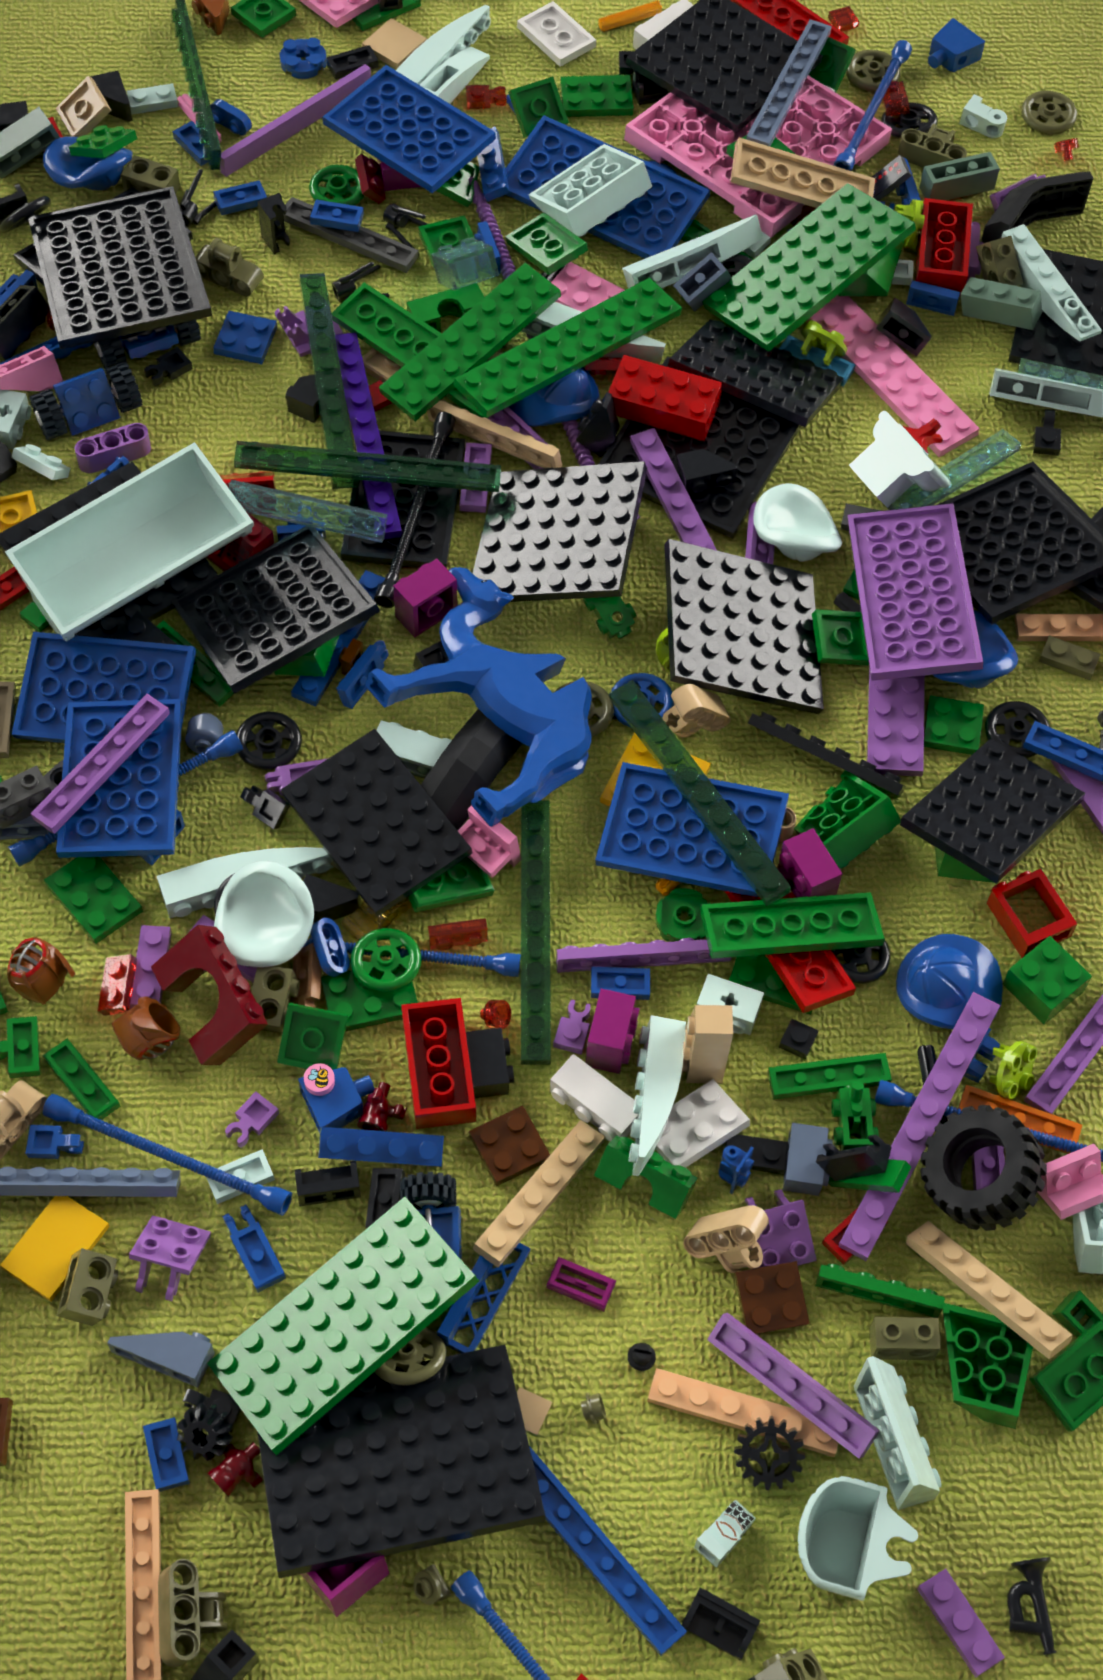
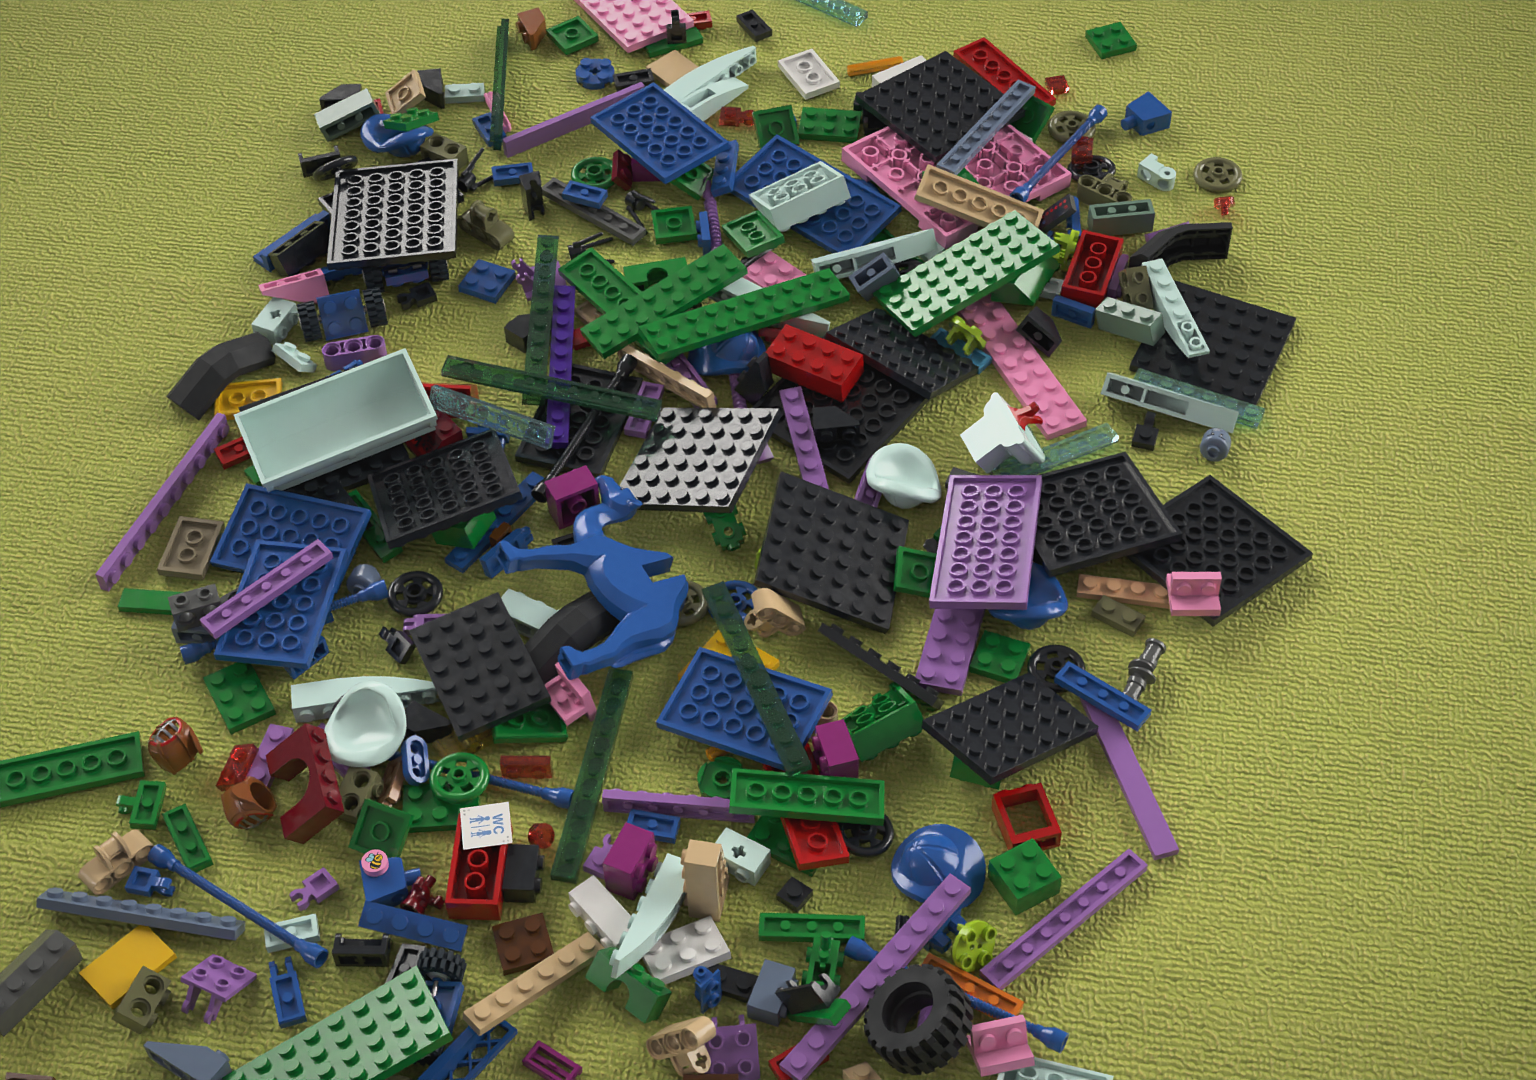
camera: 15 degrees right, 10 degrees down
(230, 117) = (521, 112): blue plate -> none
(437, 1015) = (486, 825): none -> white sticker
(464, 263) = (679, 241): clear light blue brick -> none

